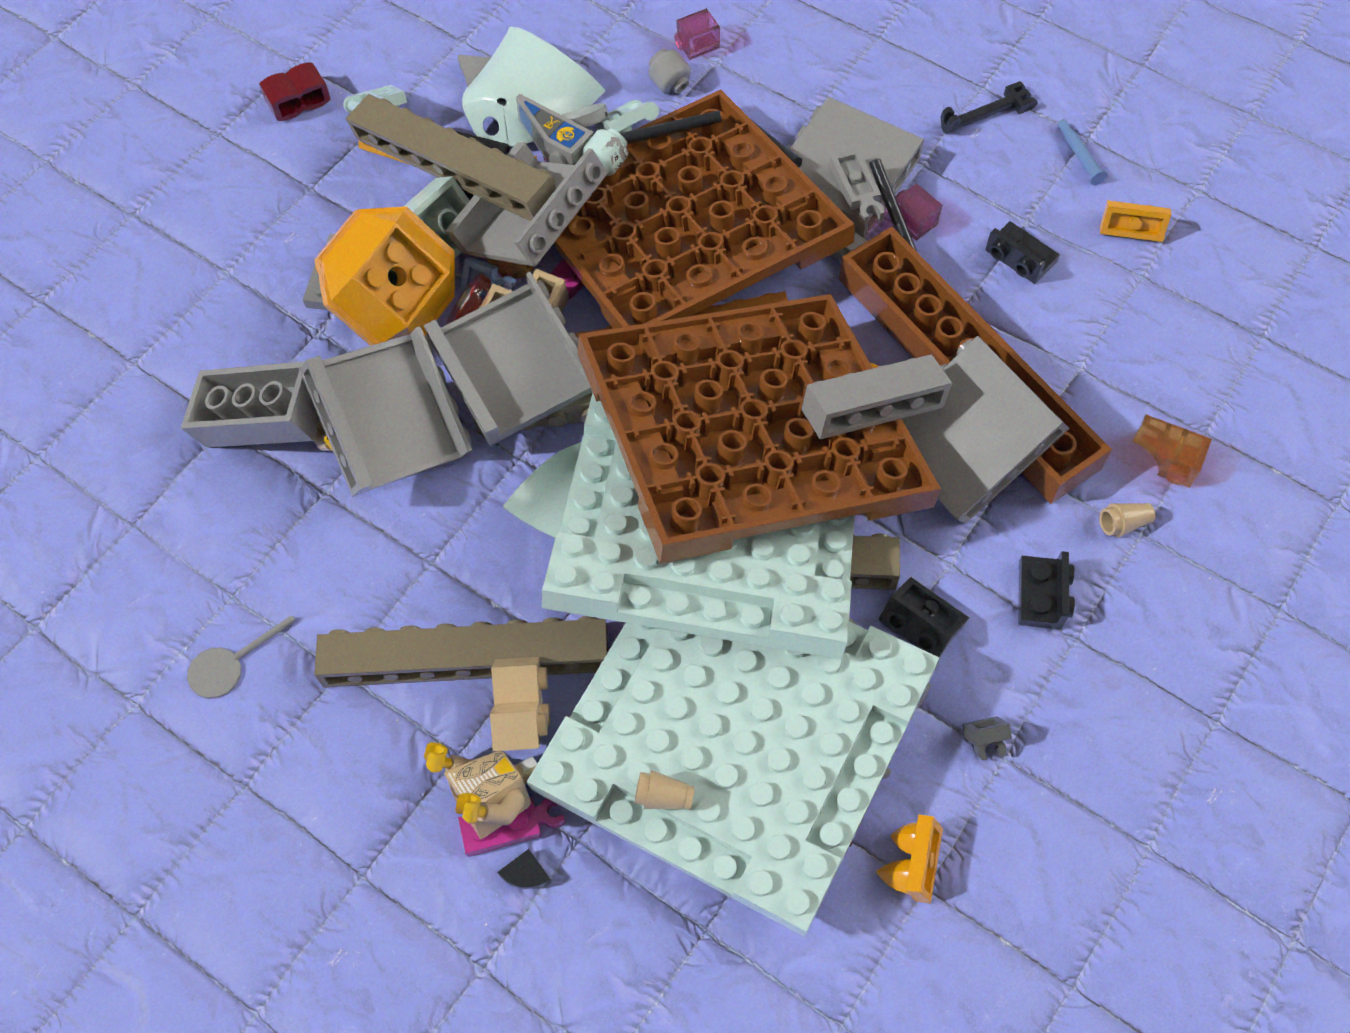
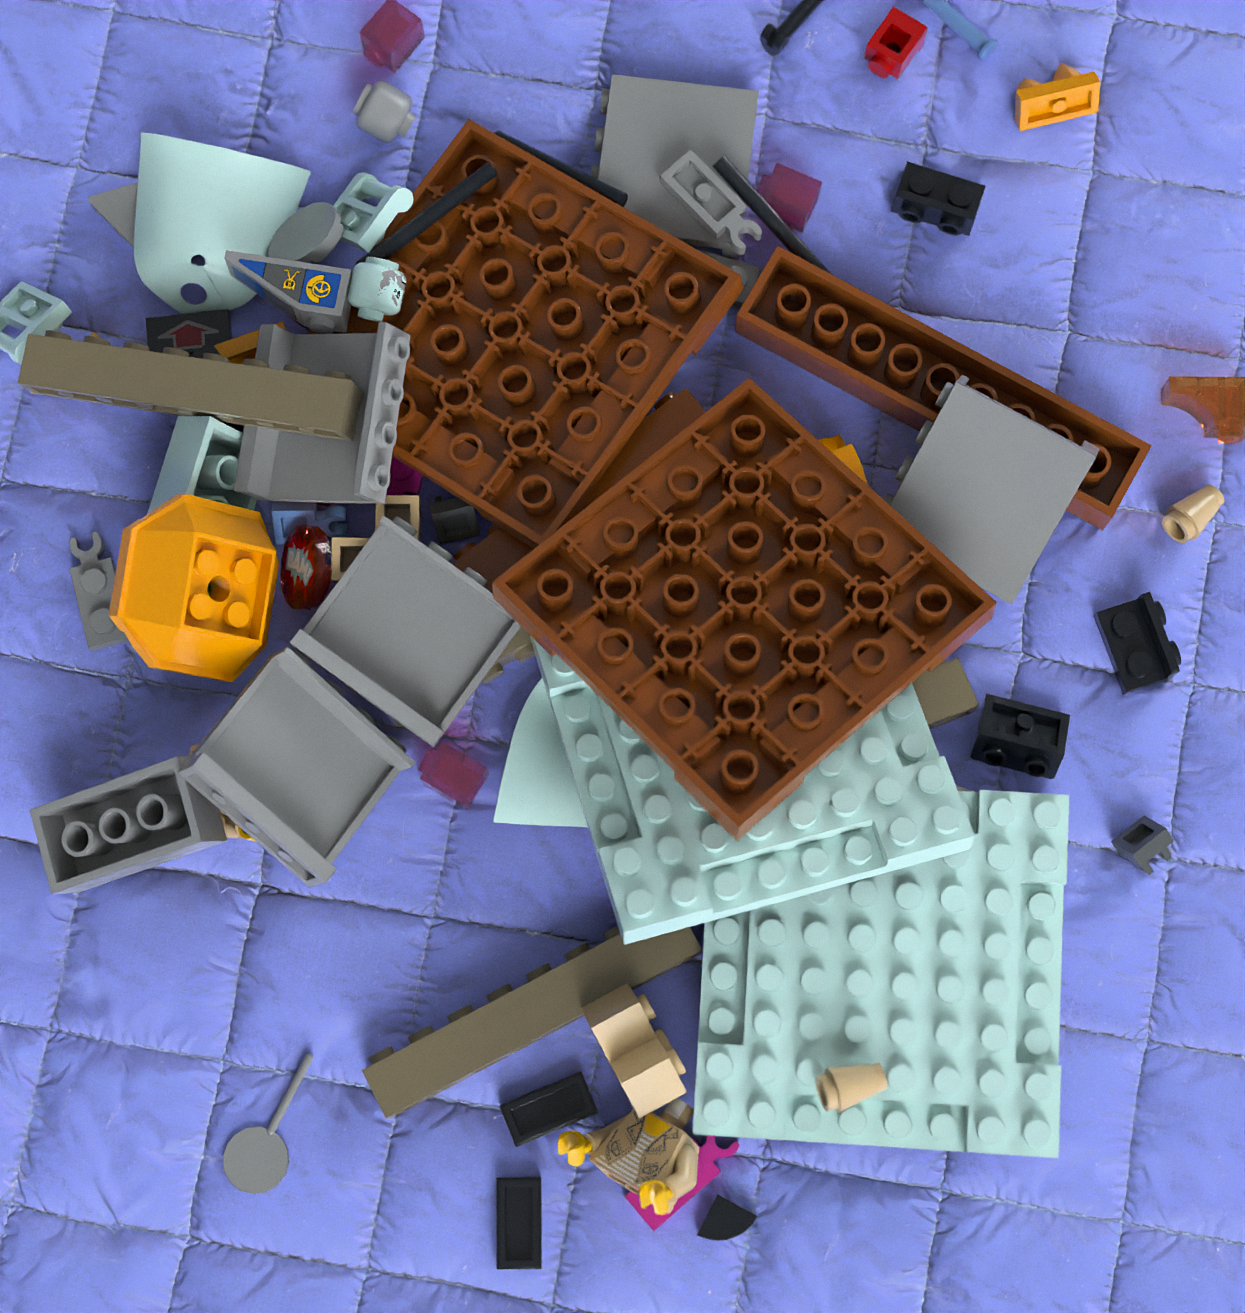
camera: 25 degrees left, 15 degrees up
(371, 803) = (519, 1222): none -> black tile
(450, 728) = (548, 1109): none -> black tile
(495, 473) = (452, 775): none -> clear pink brick
(584, 315) = (453, 520): none -> dark grey tile
(875, 396) = (874, 514): light grey brick -> none
(916, 874) = (1133, 1034): light orange tile -> none
(1027, 151) = (895, 33): none -> red brick

